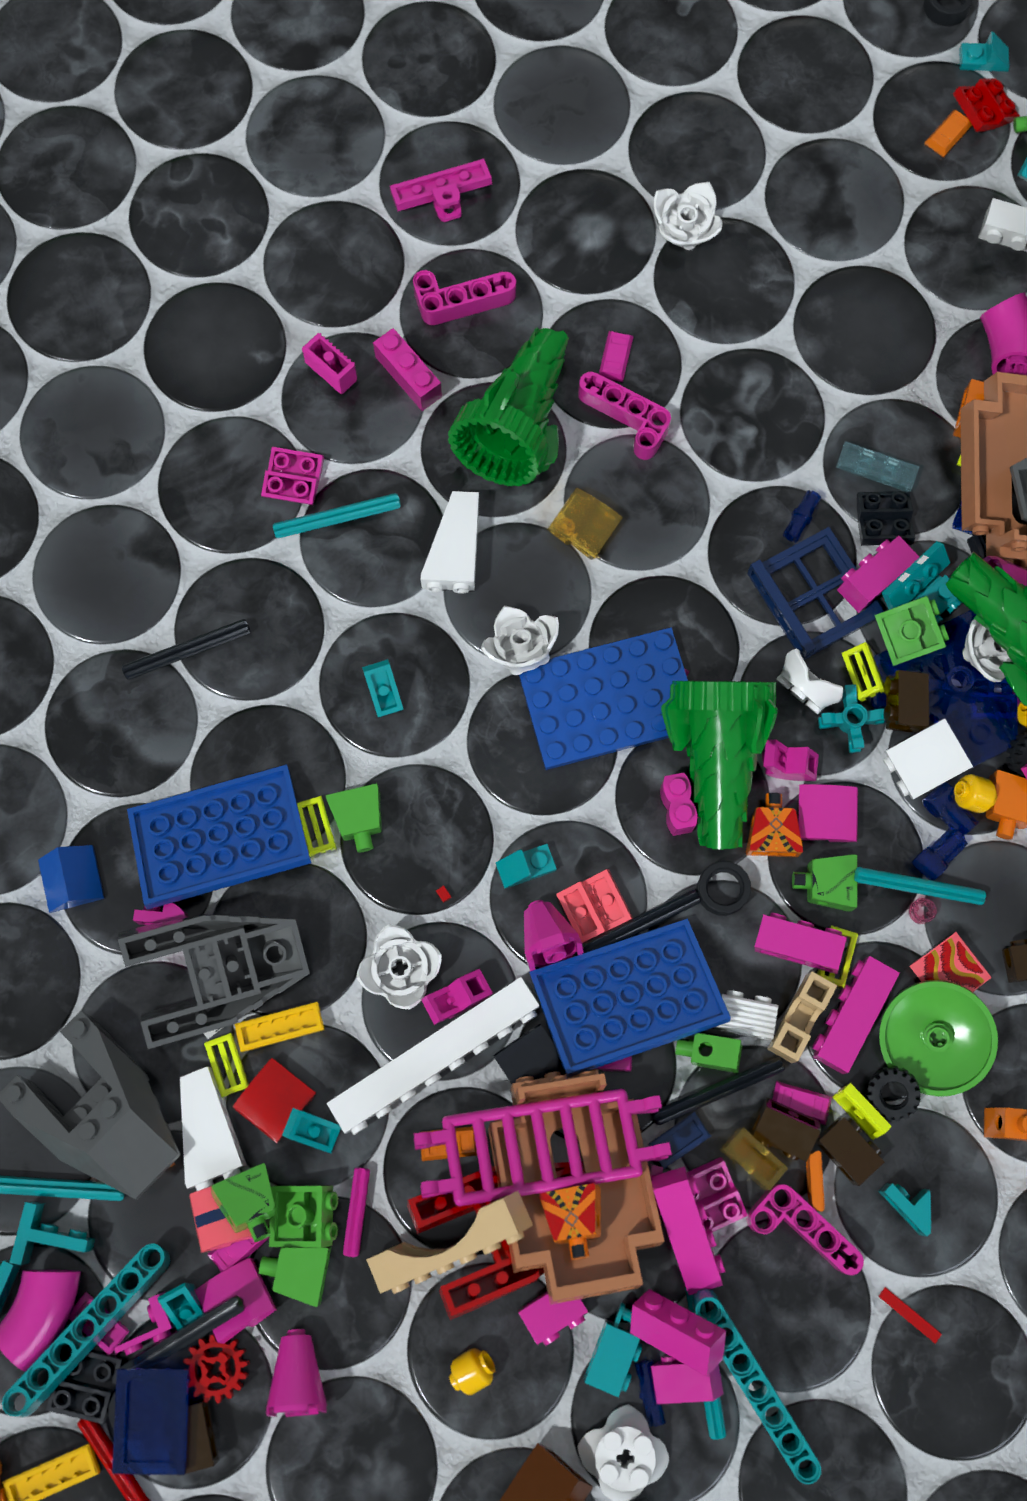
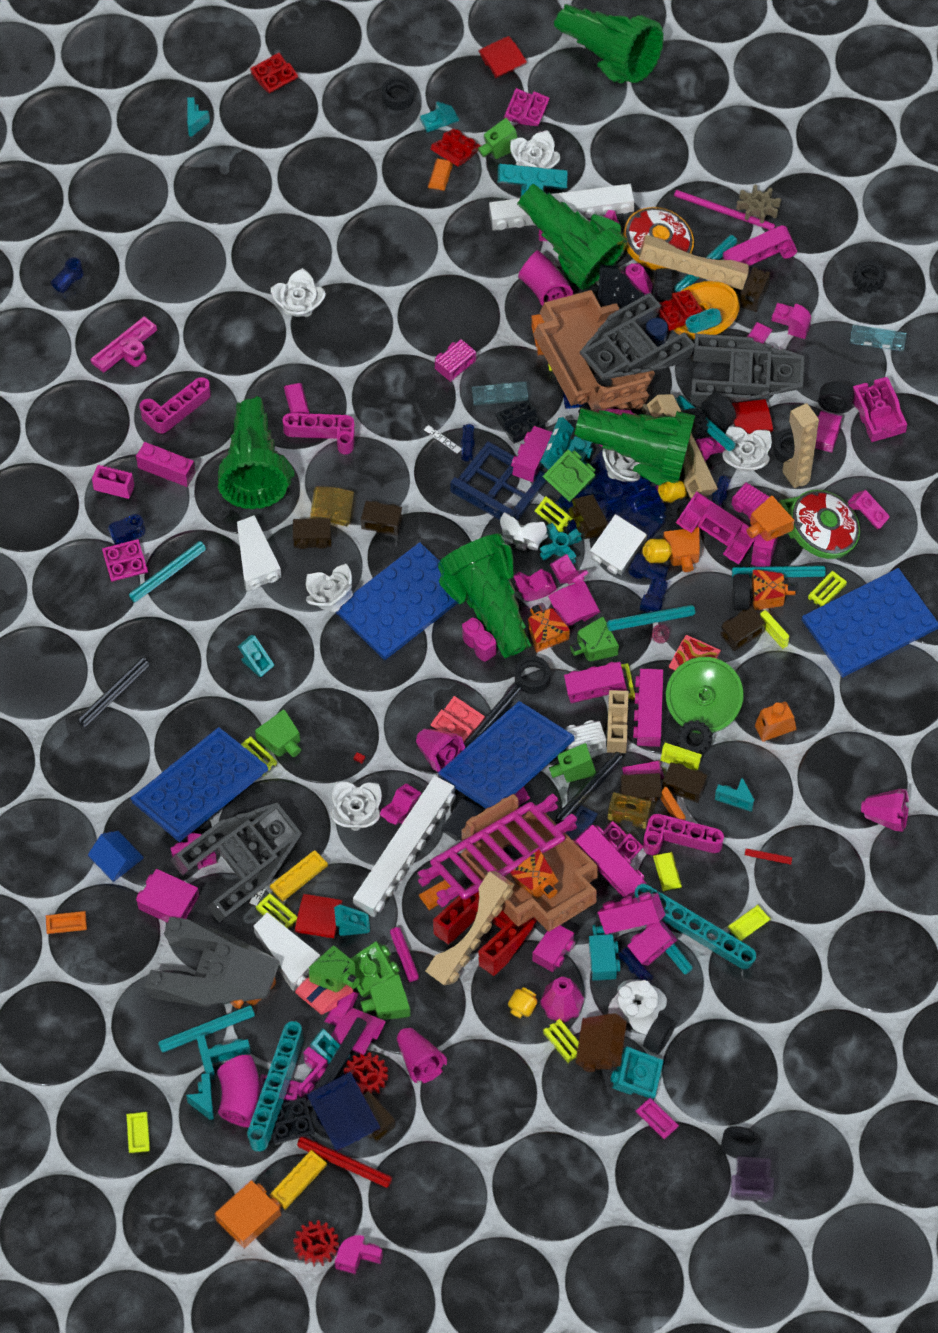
camera: 25 degrees left, 15 degrees down
(98, 975) = (167, 896): none -> dark pink brick
(314, 436) = (126, 530): none -> clear blue piece
(425, 62) = (67, 275): none -> clear blue piece
(504, 1480) = (554, 1027): none -> neon yellow tile
(525, 866) = (402, 718): teal slope -> none
(526, 1378) = (562, 1000): none -> dark pink cone
(540, 550) = (312, 533): none -> dark brown brick
(639, 569) = (381, 517): none -> dark brown brick
(762, 1268) = (667, 871): none -> neon yellow tile
(773, 496) = (443, 439): none -> white sticker
(834, 1408) = (748, 923): none -> neon yellow tile
(841, 765) = (566, 571): none -> dark pink bracket
(842, 394) = (455, 360): none -> dark pink brick

